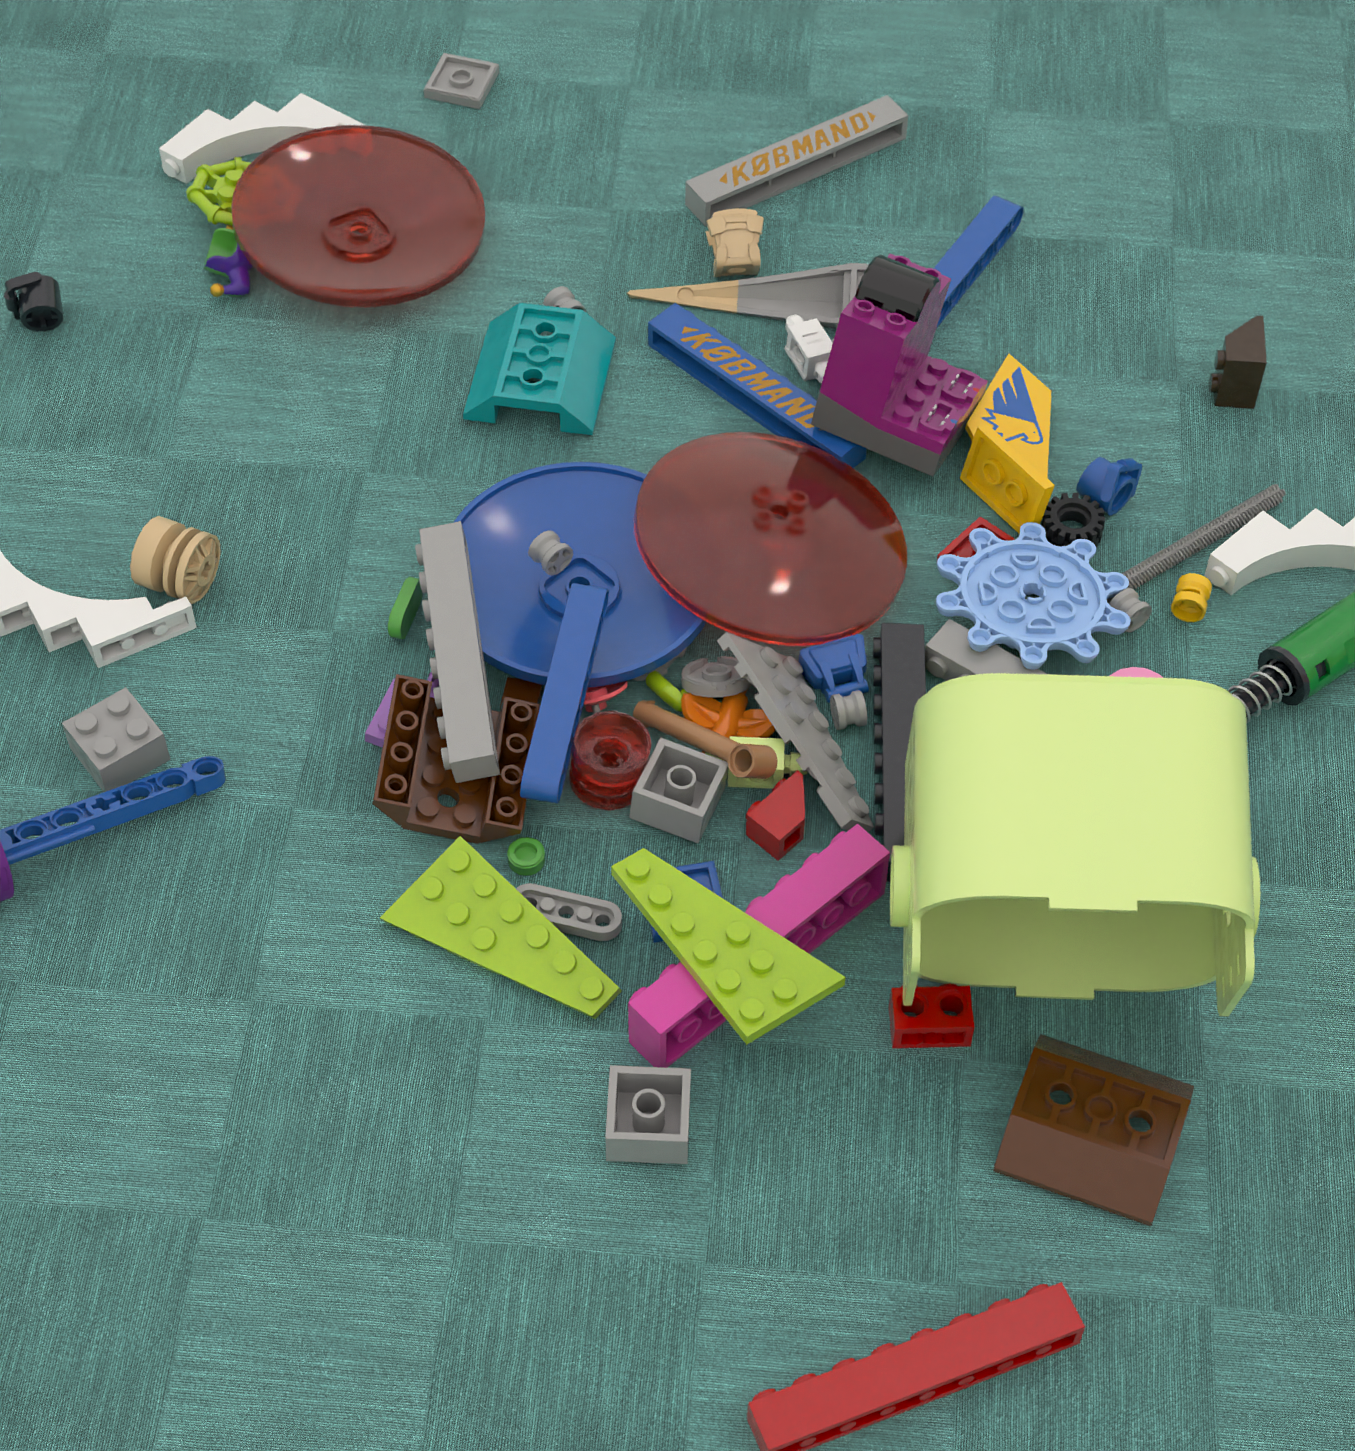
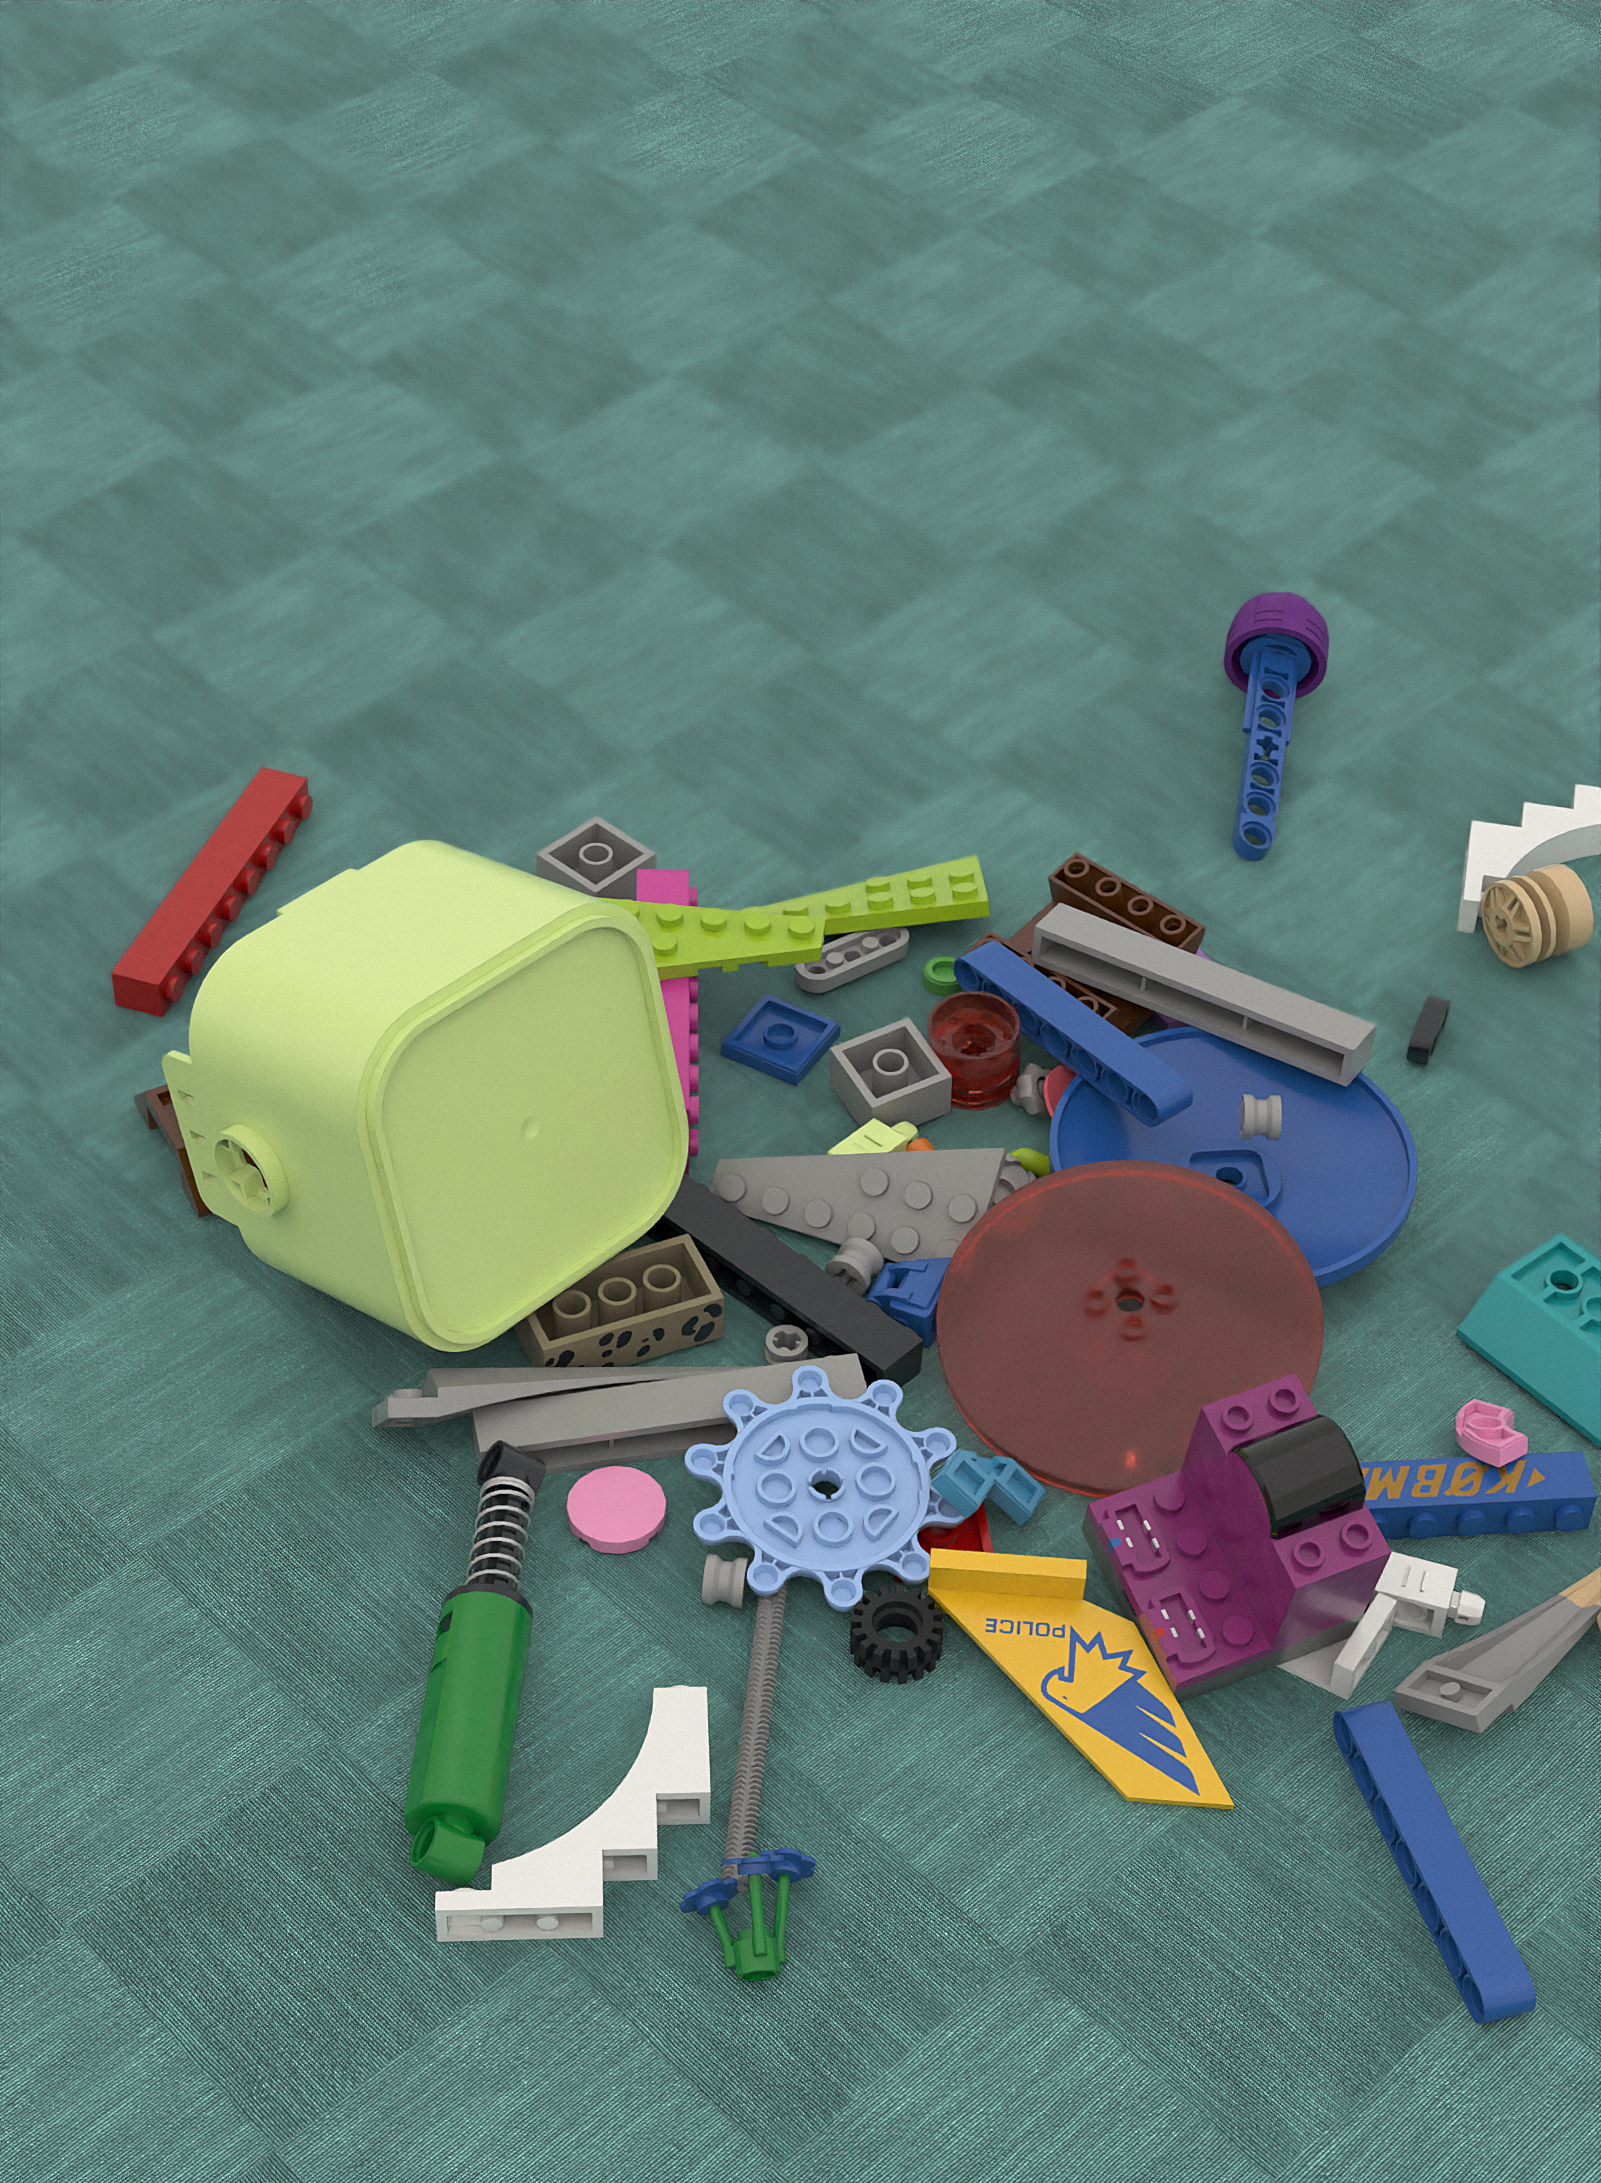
camera: 130 degrees right, 10 degrees down
(116, 740) = (1345, 799): light grey brick -> none
(333, 573) = (1428, 1030): none -> black beam
(672, 369) = (1487, 1433): none -> bright pink tile
(742, 759) = (852, 1109): medium nougat piece -> none
(780, 818) = (785, 1127): red slope -> none
(934, 535) = (969, 1479): none -> dark azure tile
(1110, 483) = (911, 1696): blue piece -> none
(1191, 597) = (682, 1653): yellow wheel -> none
(1240, 366) = (946, 1980): dark brown slope -> none
(1293, 446) = (756, 1952): none -> plant

